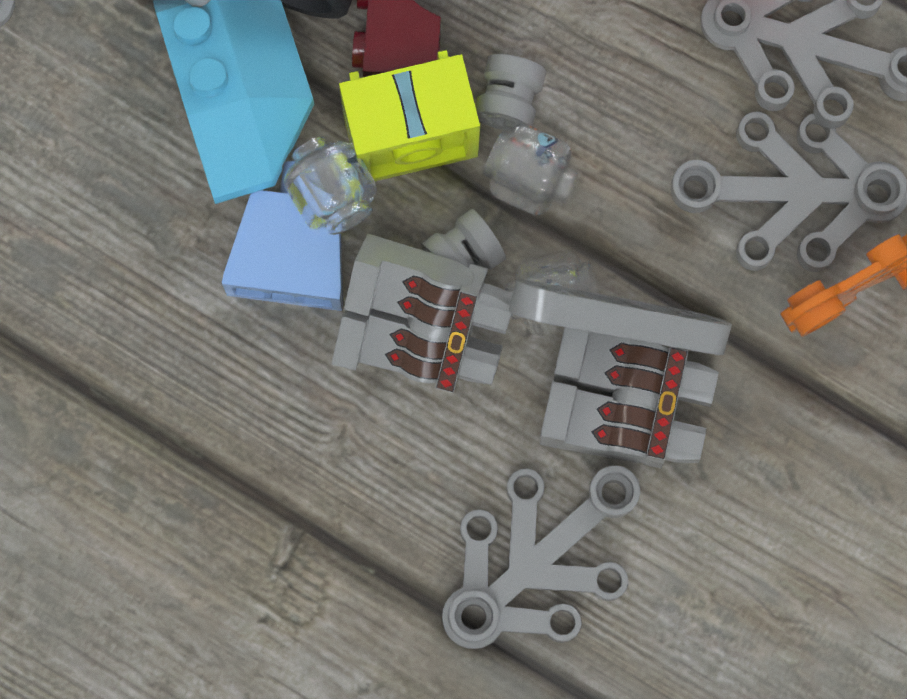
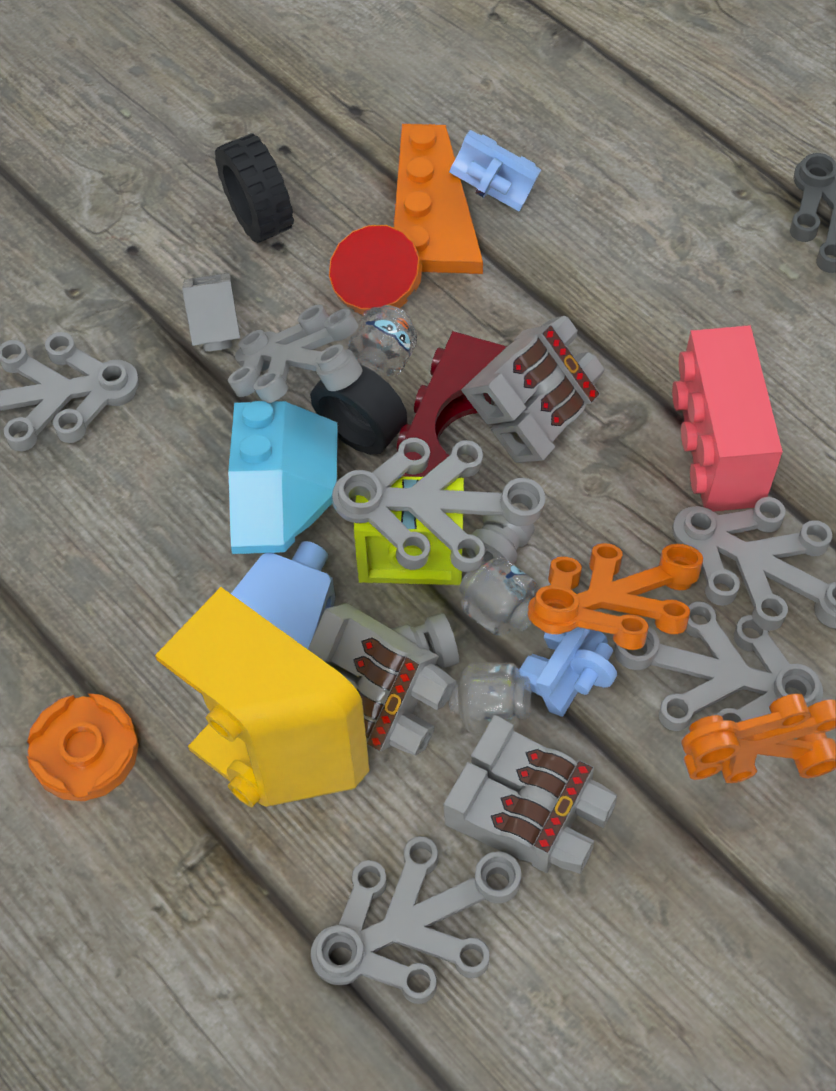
camera: 20 degrees right, 20 degrees down
(136, 476) = (93, 760): none -> orange tile
(327, 397) = (277, 713): none -> yellow windscreen
(330, 185) = (326, 555): clear head -> none
(433, 99) = (430, 502): none -> light grey plant
(619, 317) = (540, 721): light grey beam -> none
(637, 228) = (574, 667): none -> light blue hips
(719, 80) = (561, 610): none -> orange plant

